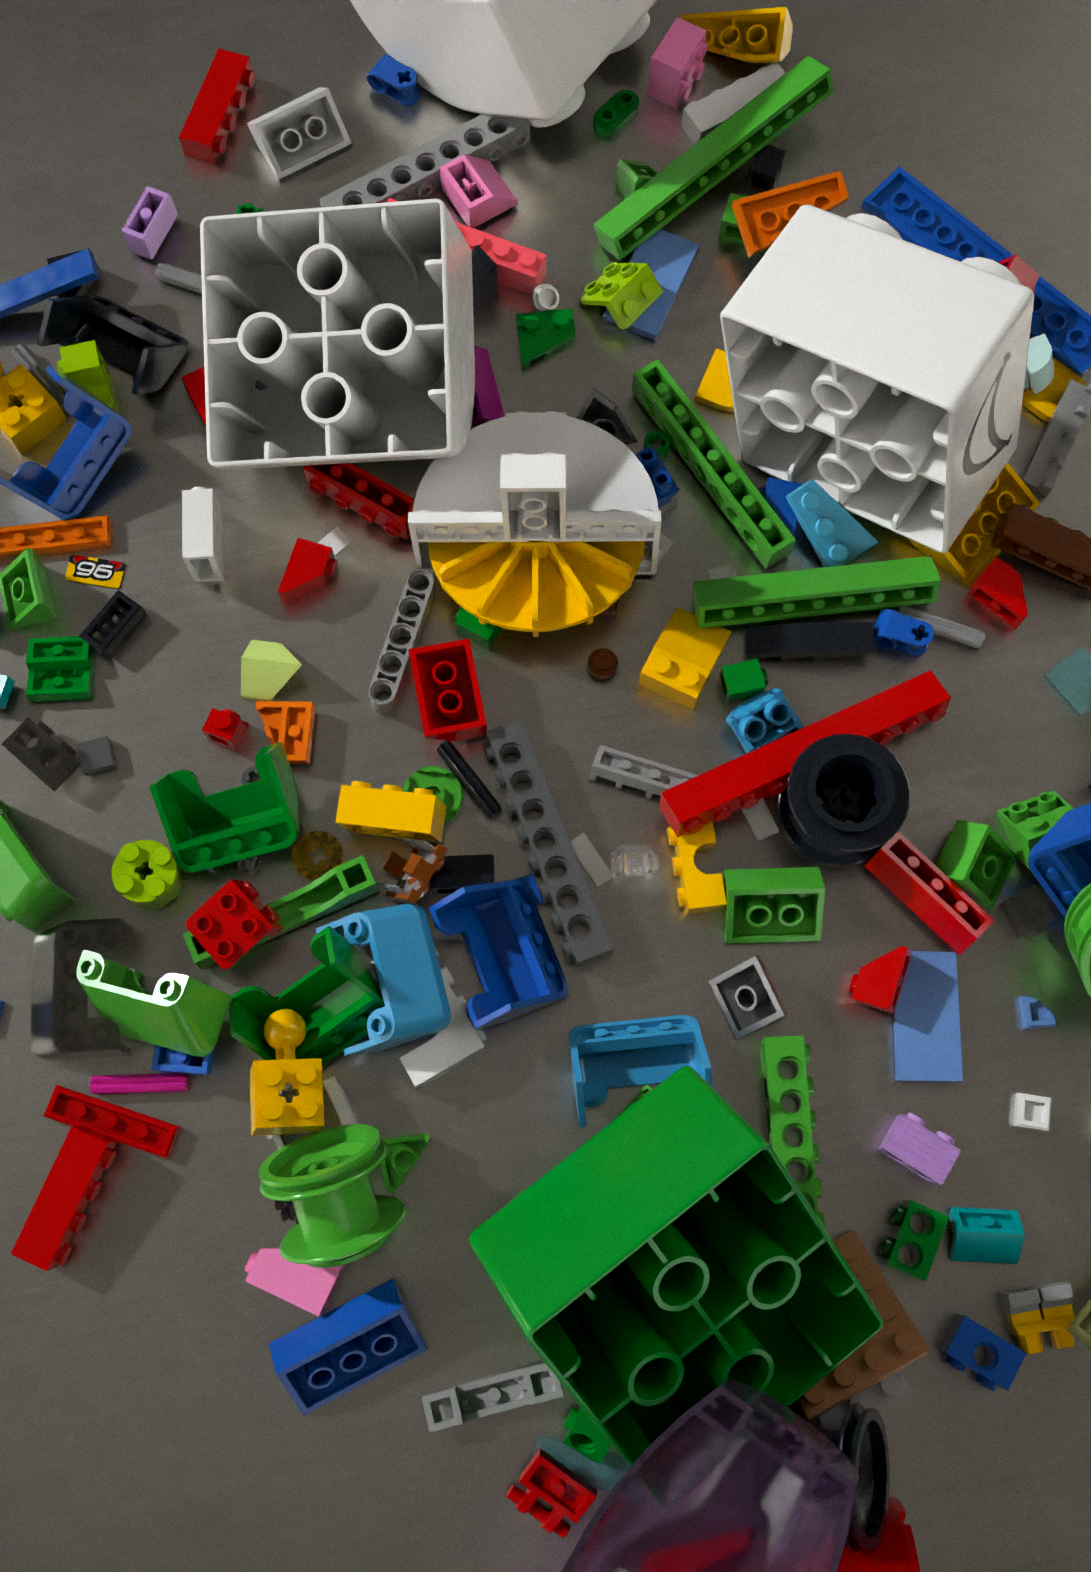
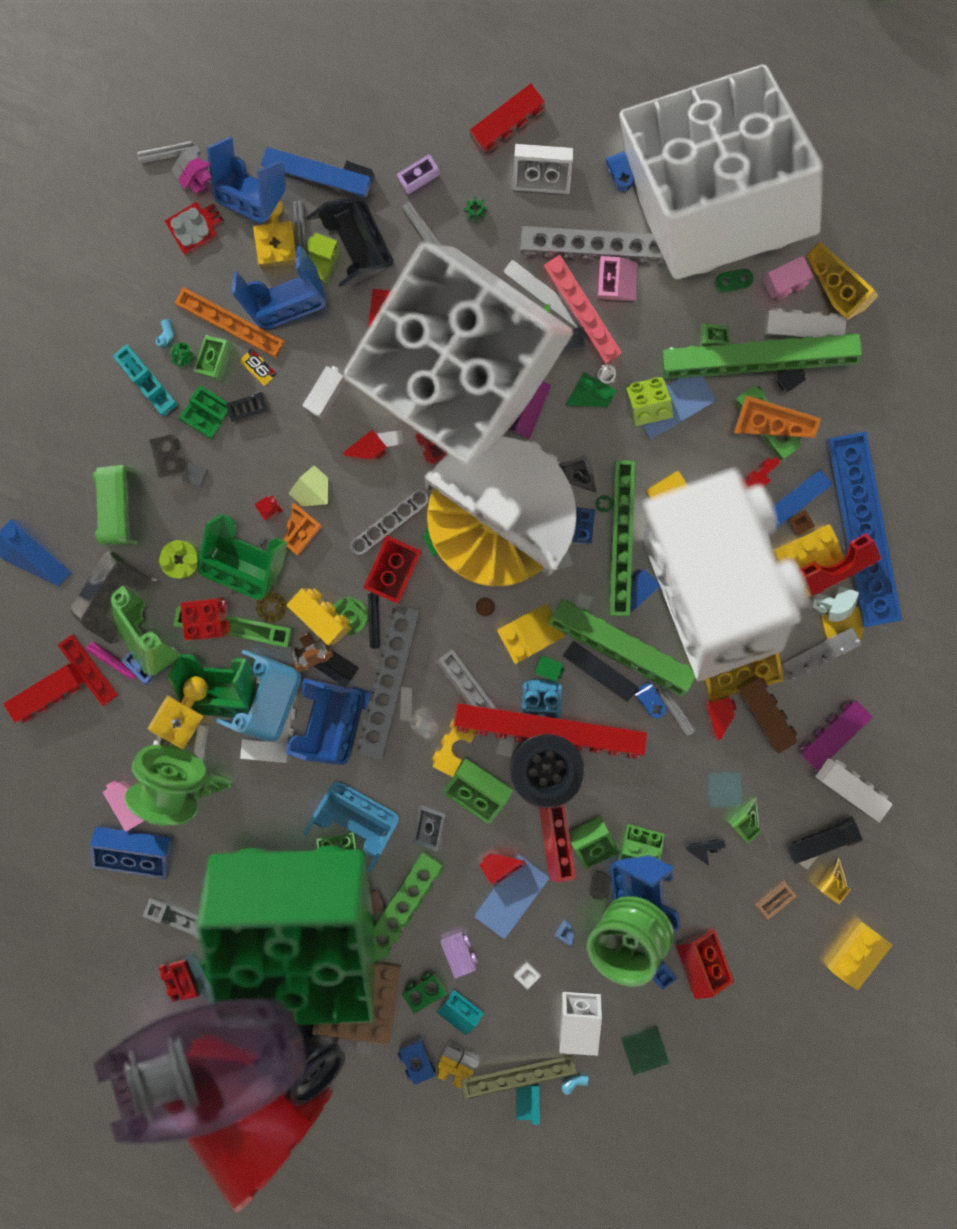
camera: 35 degrees right, 15 degrees up
(828, 526) = (656, 618): medium azure wing -> none

